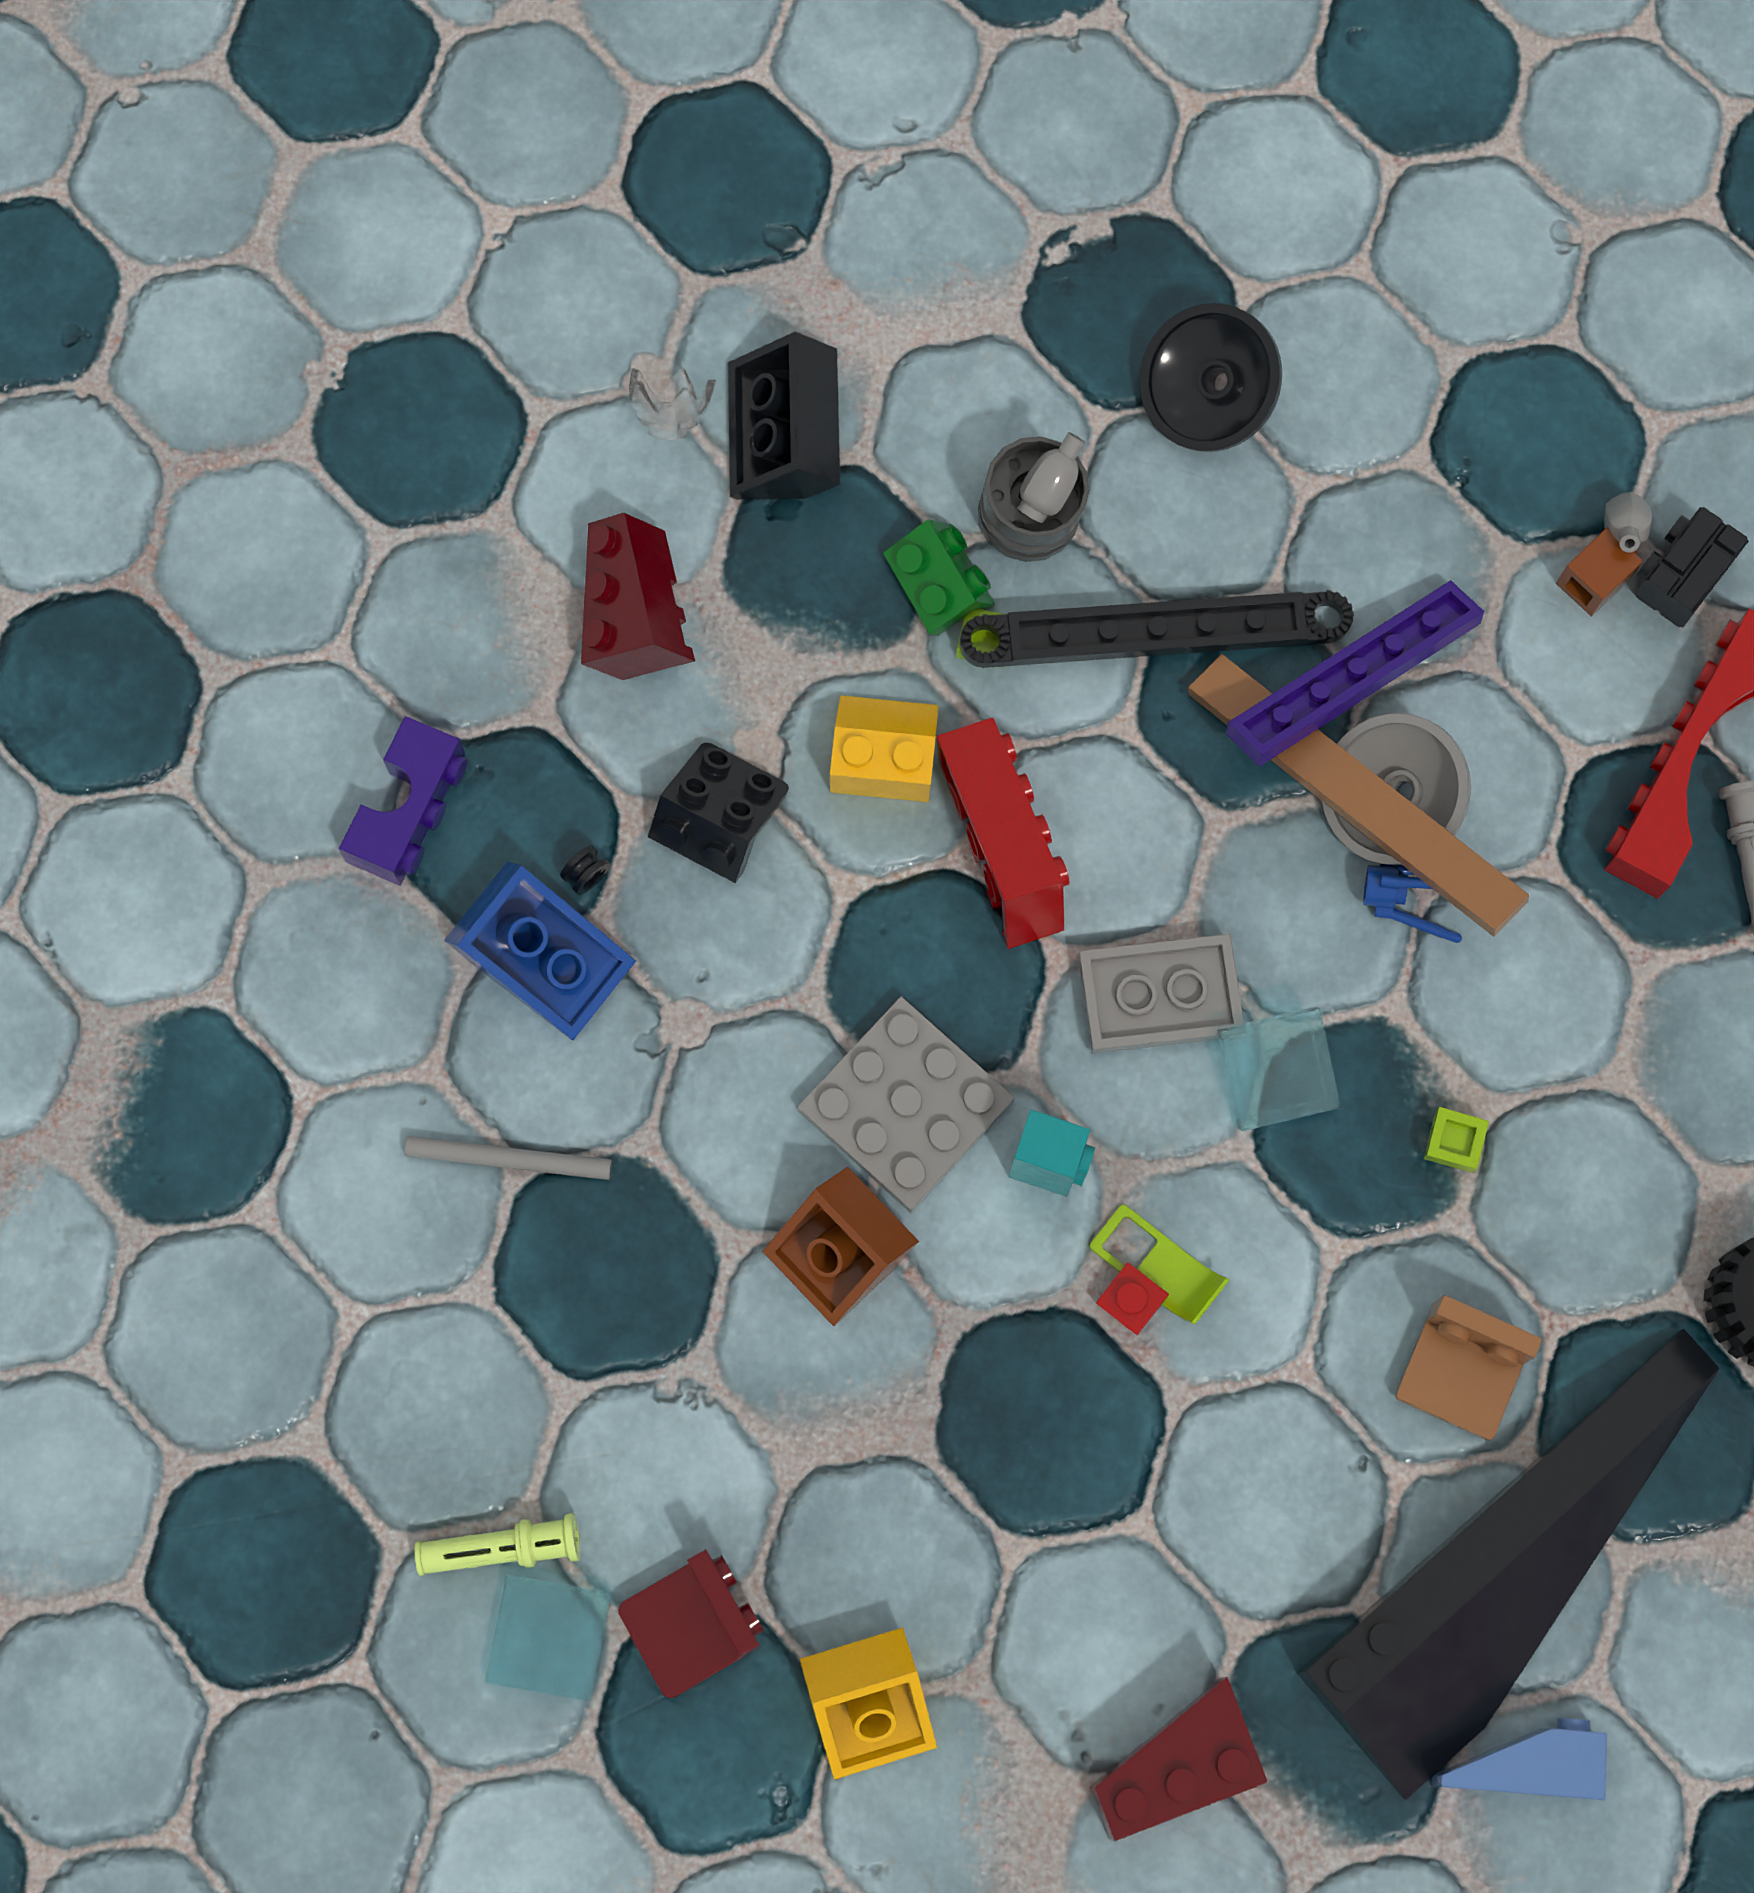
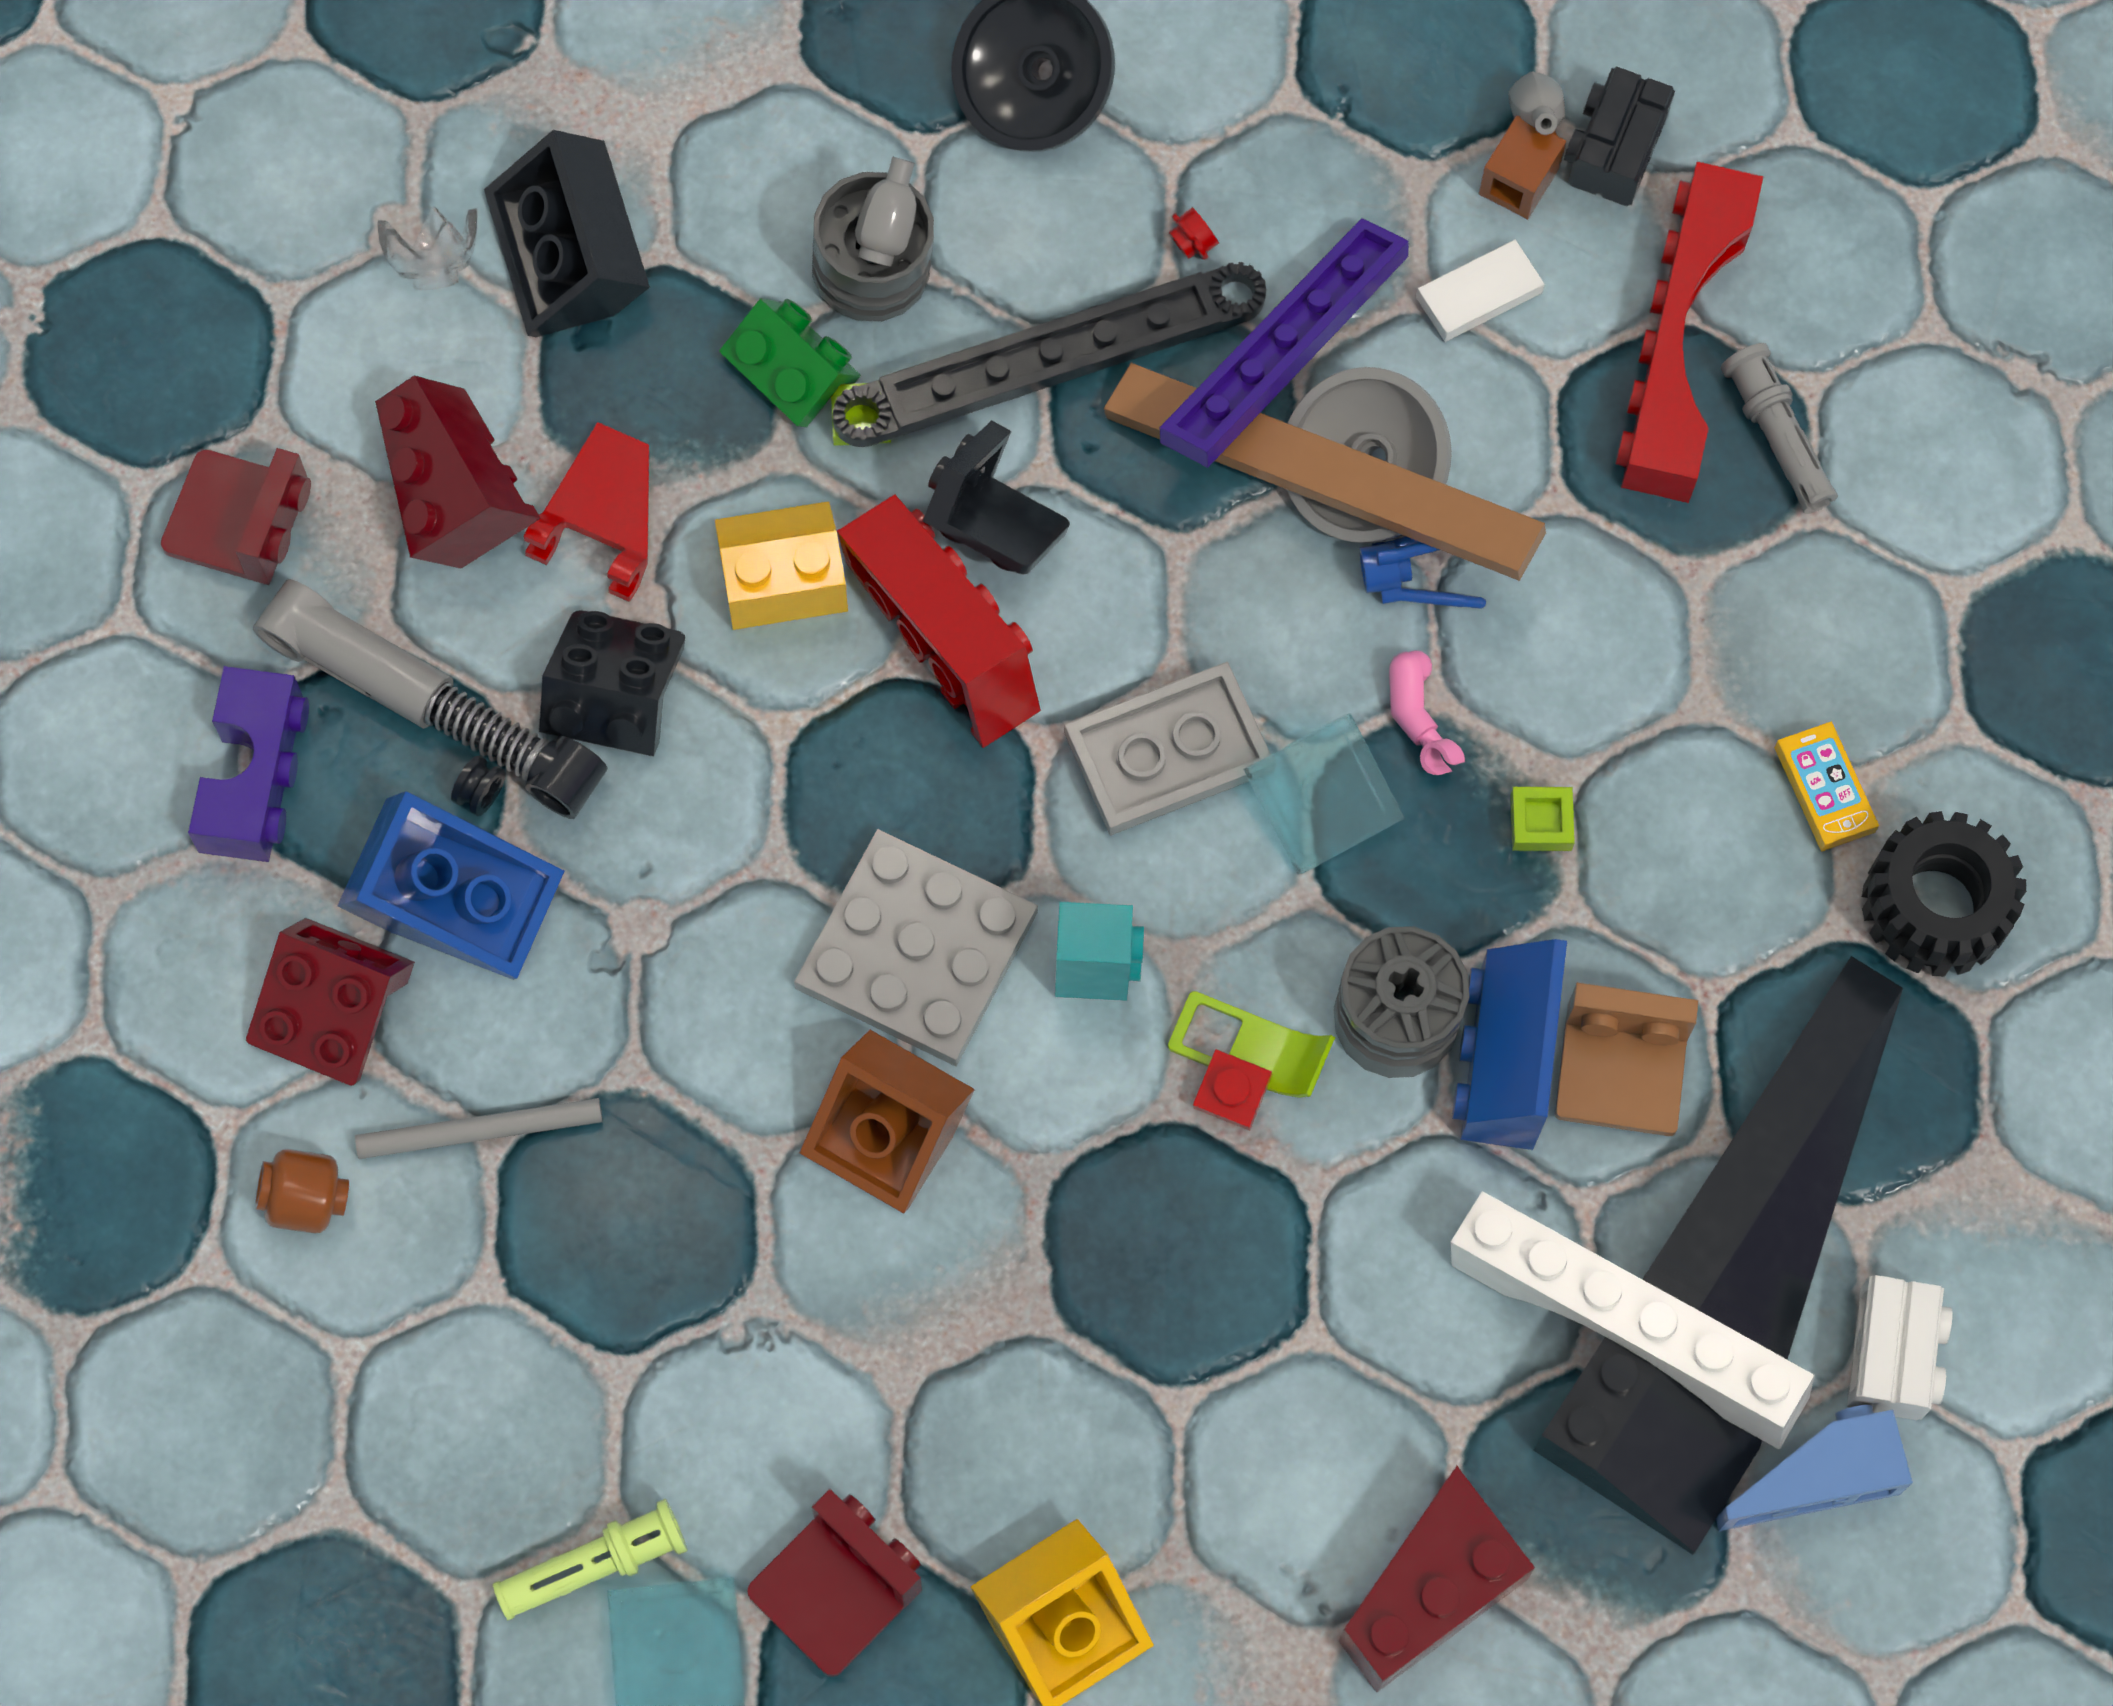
camera: 15 degrees left, 5 degrees down
(350, 1172) = (301, 1191): none -> dark orange head
(414, 1015) = (325, 999): none -> dark red bracket
(452, 586) = (237, 513): none -> dark red bracket
(484, 700) = (307, 628): none -> piece
(755, 656) = (603, 499): none -> red flag
(1066, 752) = (986, 513): none -> black bracket
(1301, 1296) = (1393, 1034): none -> dark grey wheel
(1304, 557) = (1192, 234): none -> red plate
(1370, 1012) = (1406, 683): none -> bright pink arm
(1375, 1328) = (1511, 1044): none -> blue slope
(1435, 1617) = (1703, 1355): none -> white arch
(1533, 668) = (1480, 290): none -> white tile
(1627, 1677) = (1898, 1347): none -> white brick
(1704, 1177) = (1826, 786): none -> tile

